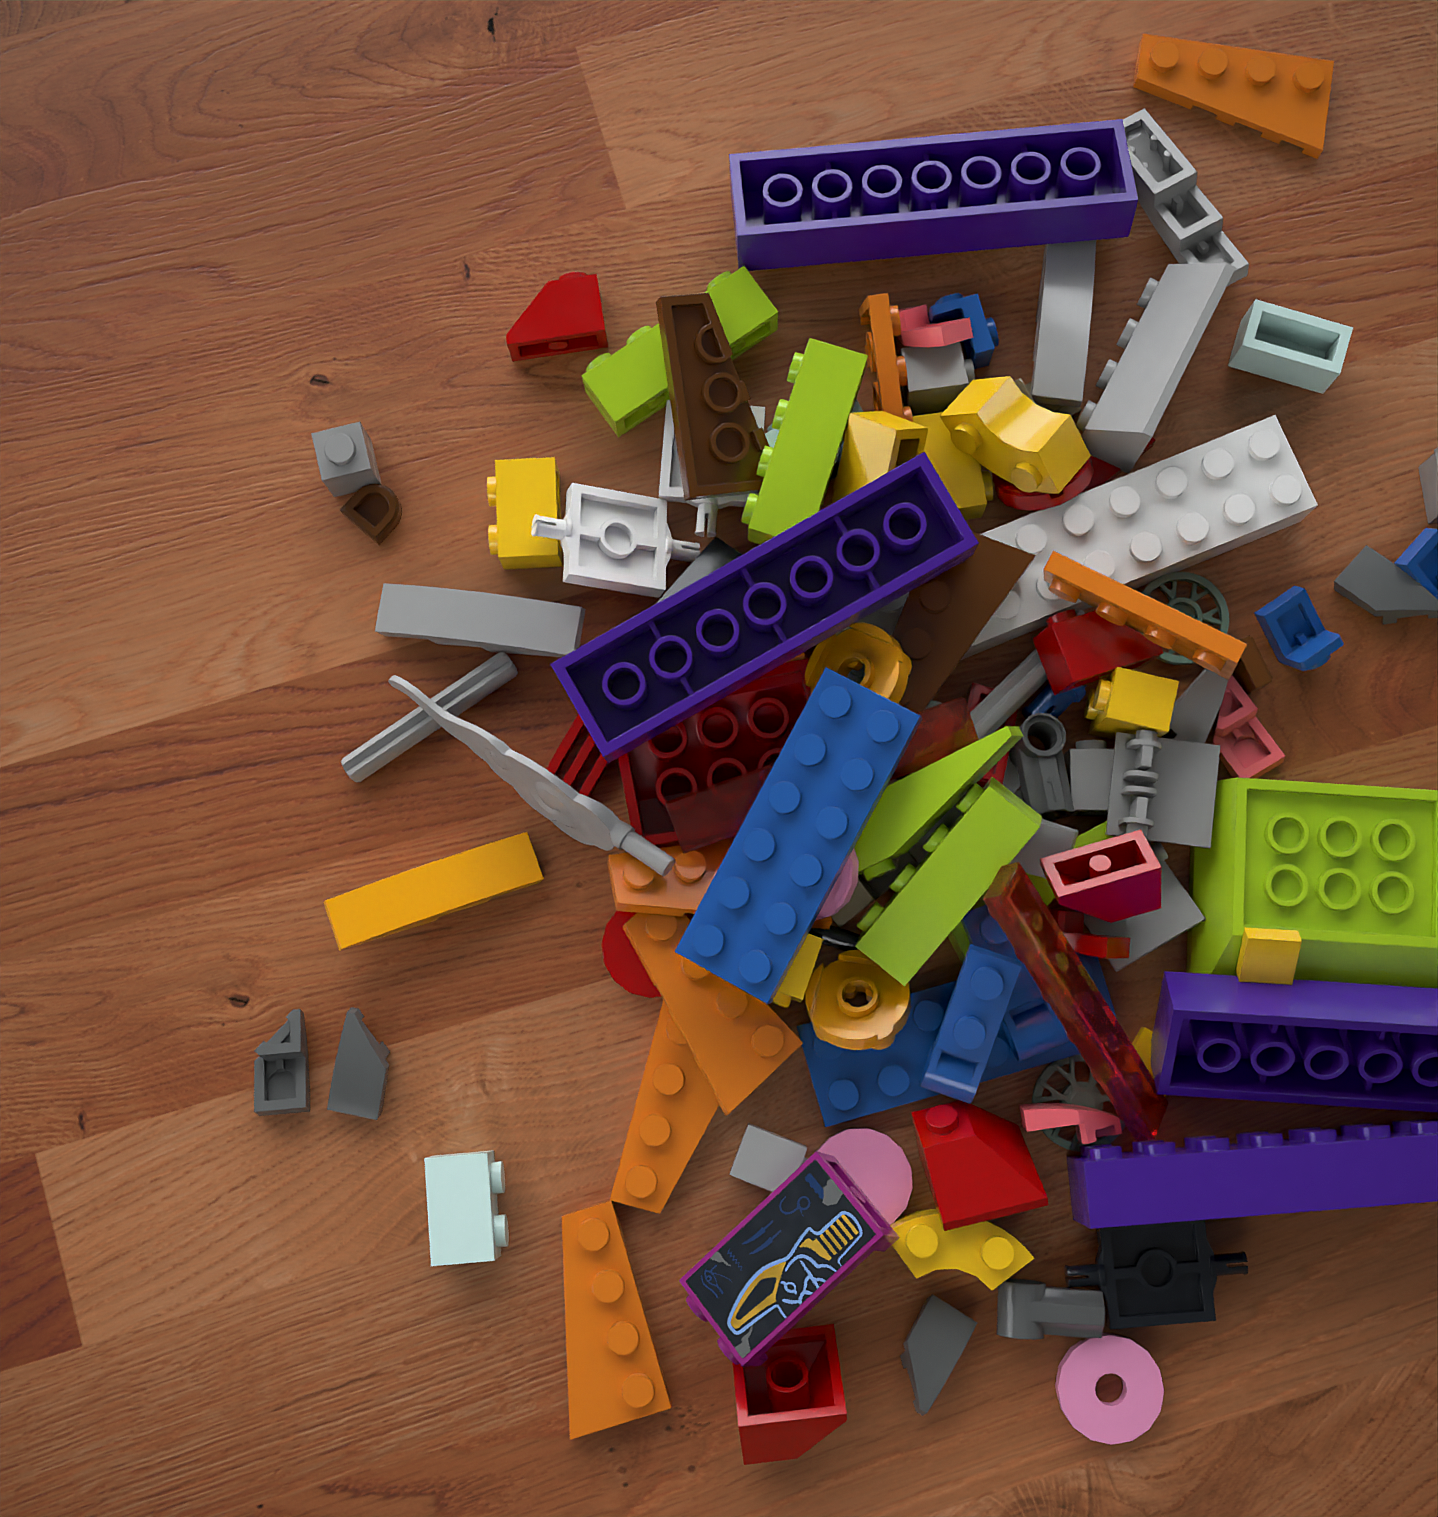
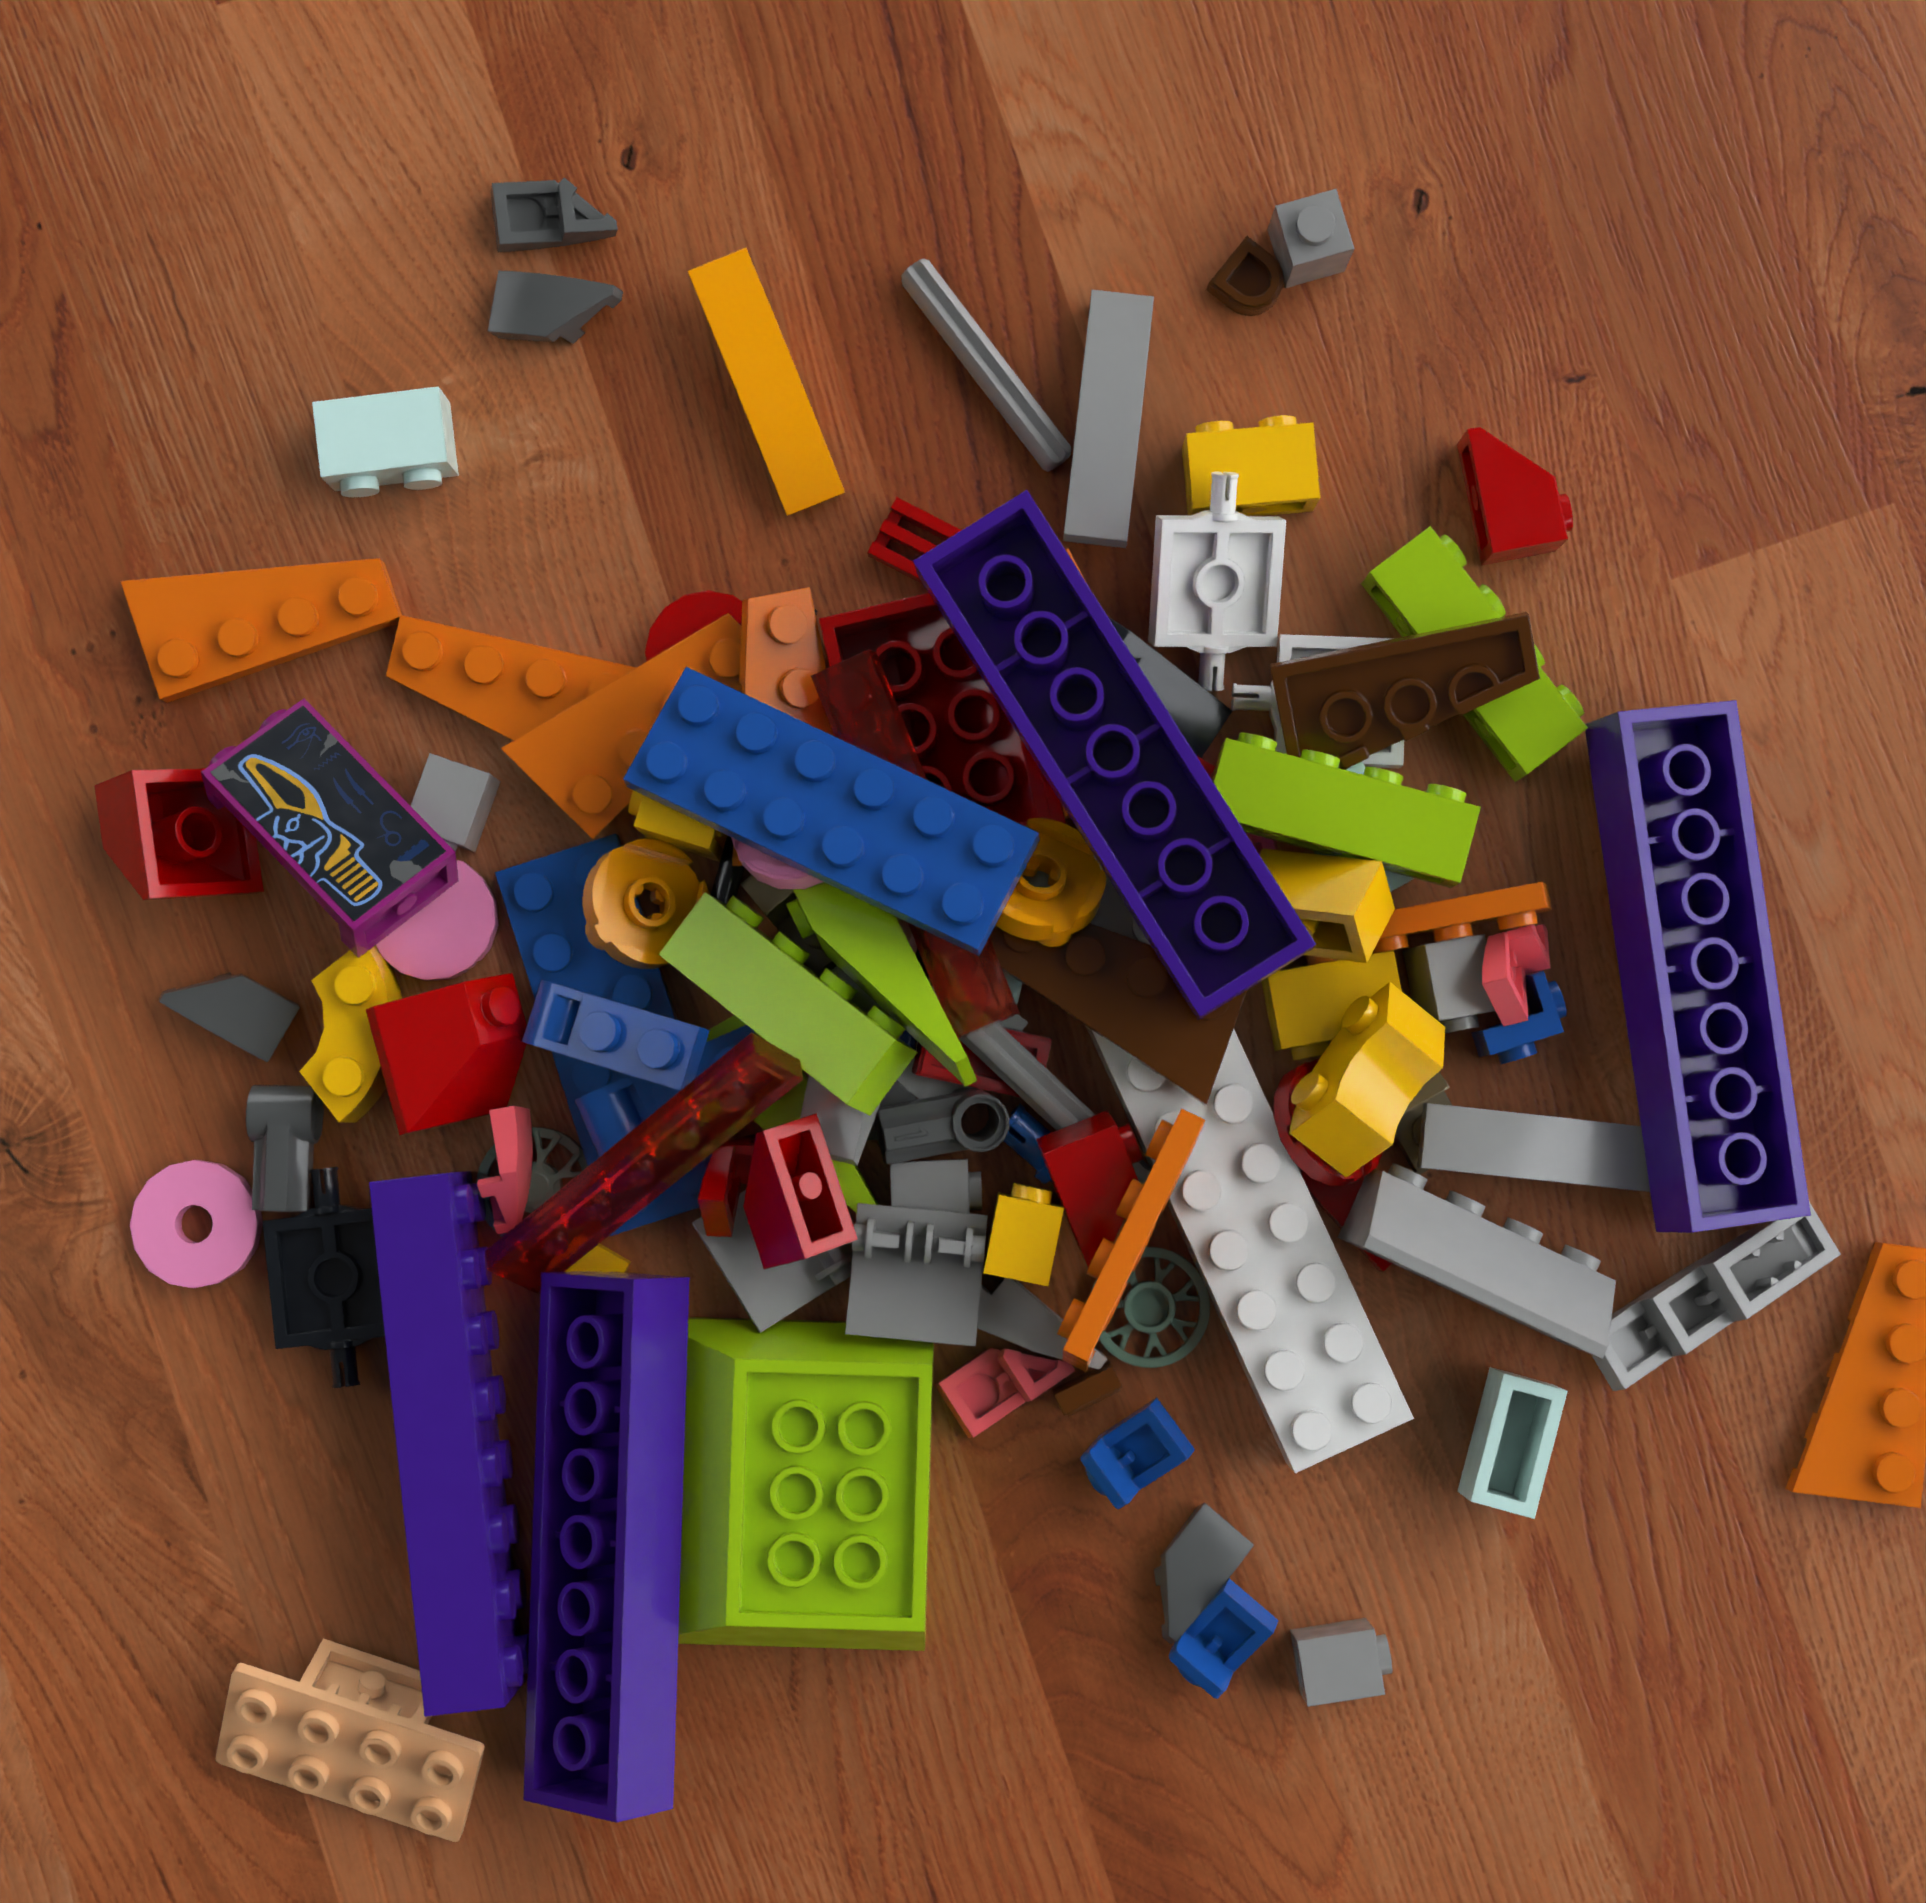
camera: 85 degrees right, 5 degrees up
(546, 793) = (874, 527): light grey piece -> none
(1268, 956) = (709, 1403): yellow tile -> none

